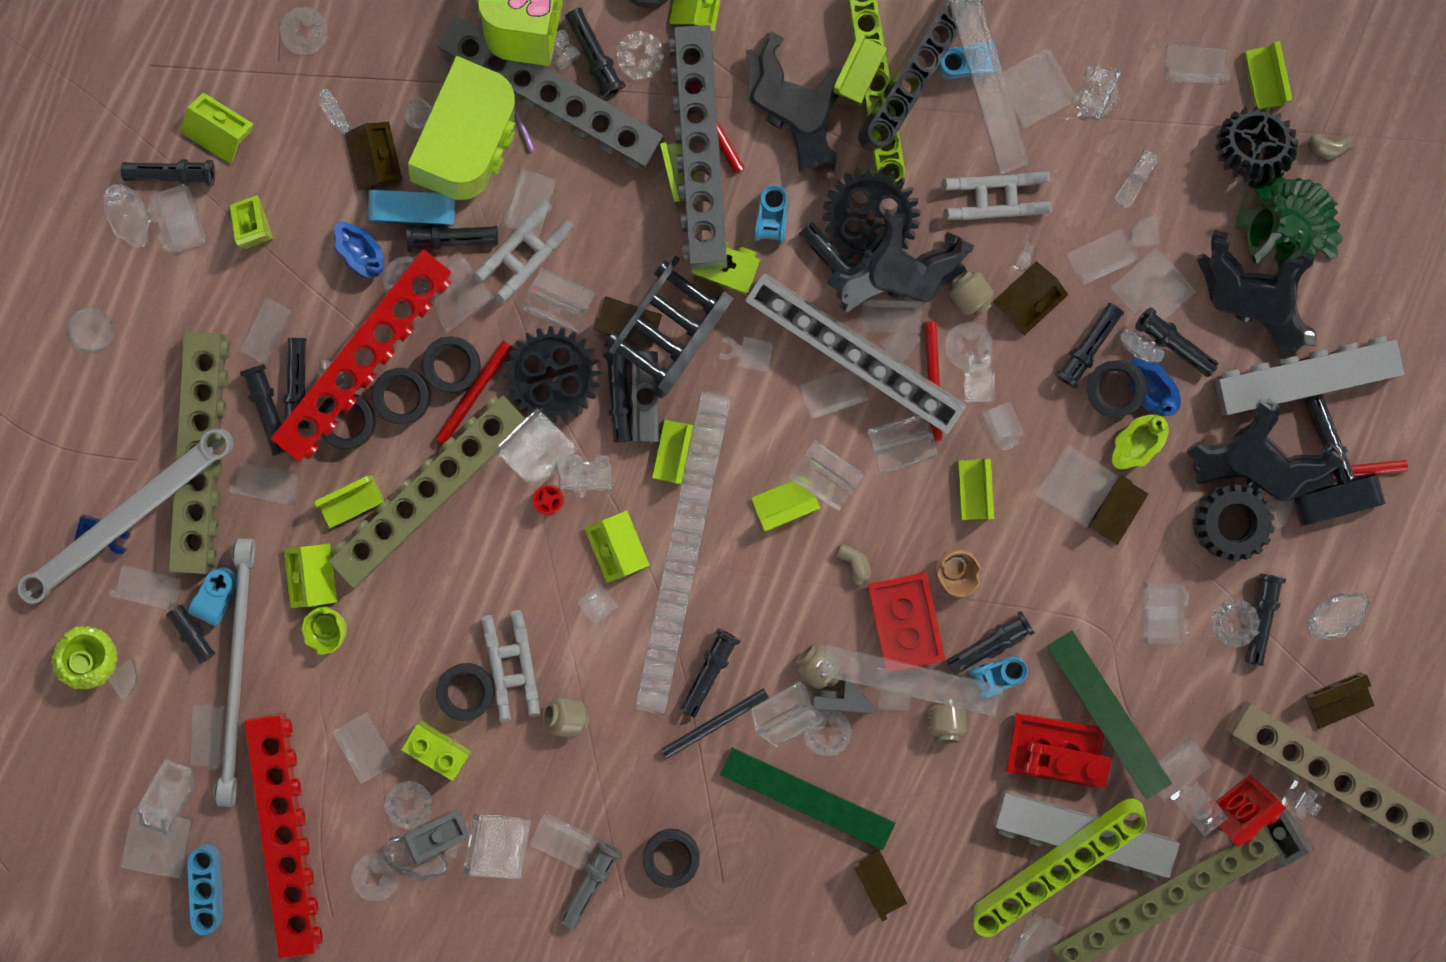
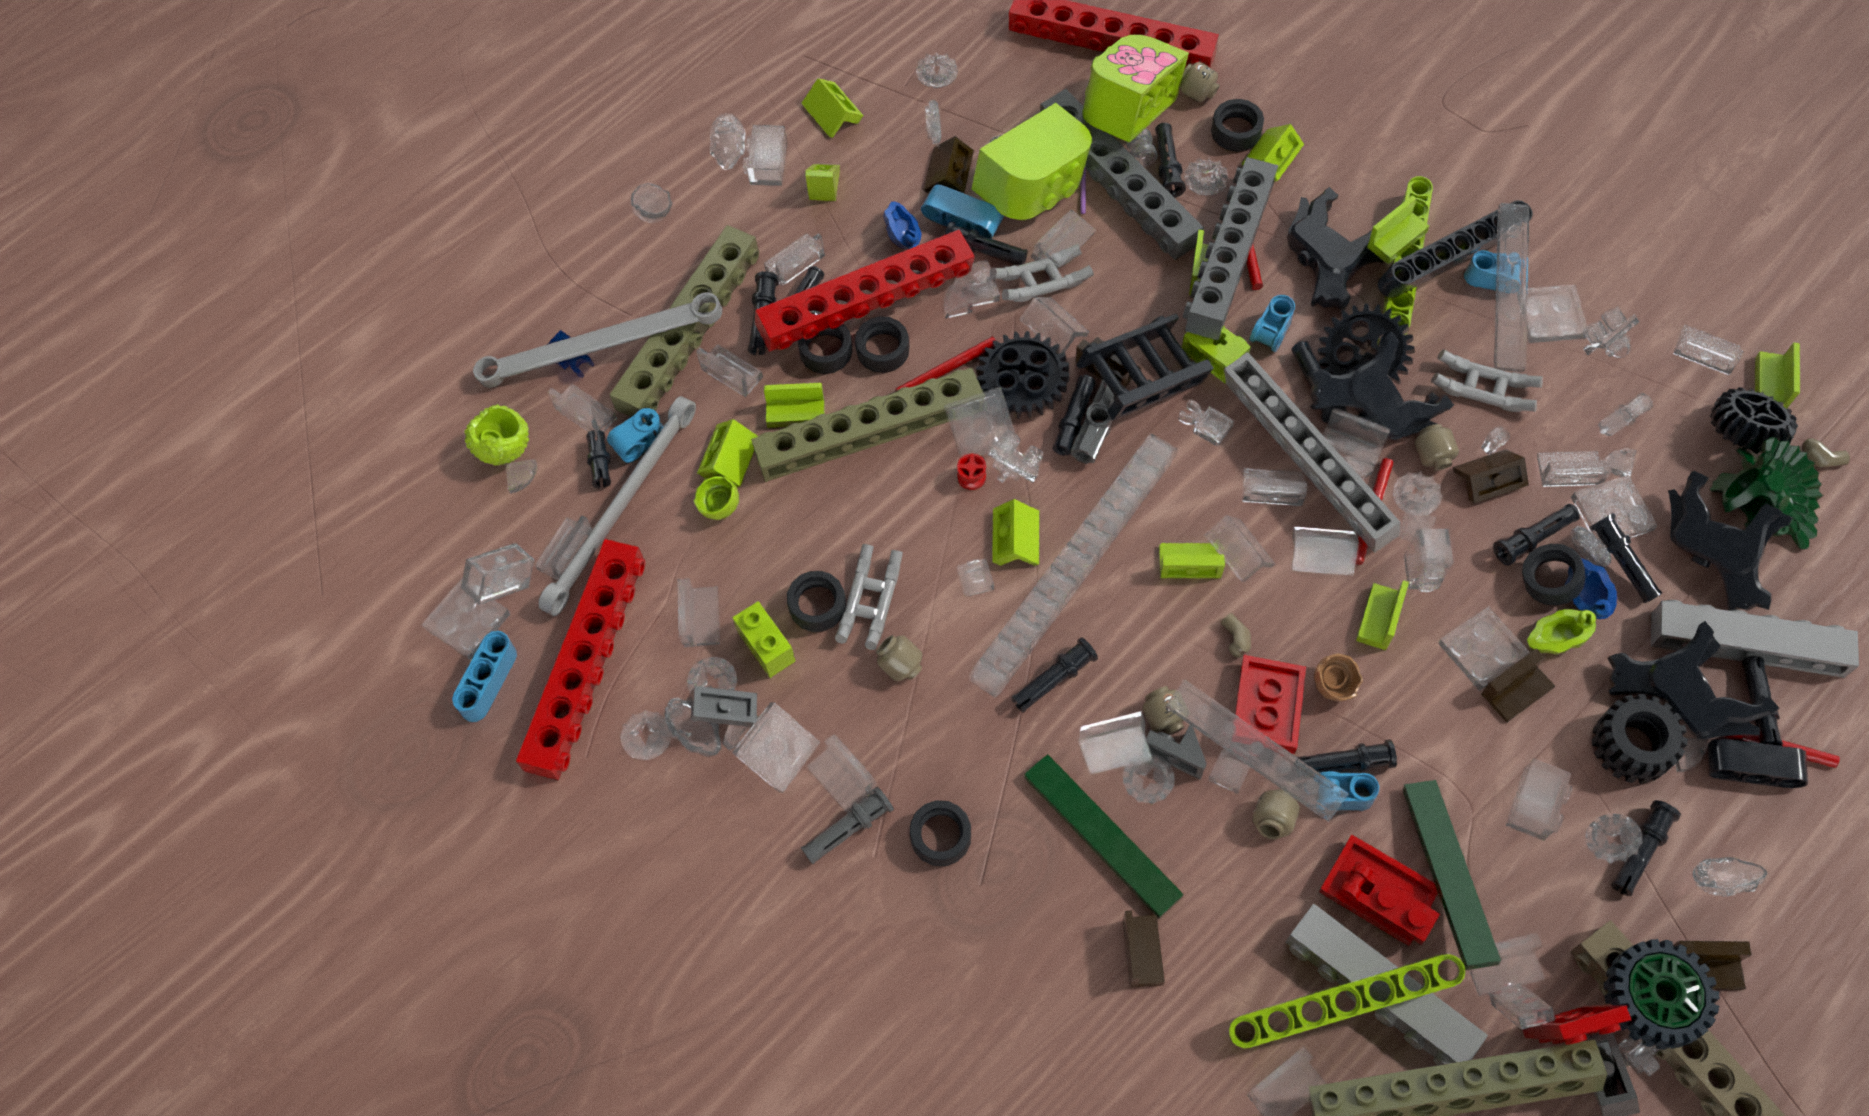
camera: 25 degrees right, 25 degrees down
(181, 172) = (793, 127): black pin -> none
(429, 358) = (937, 318): black tyre -> none
(673, 451) = (1102, 475): lime panel -> none
(715, 723) = (1037, 727): black bar -> none
(1329, 761) = (1687, 989): none -> wheel

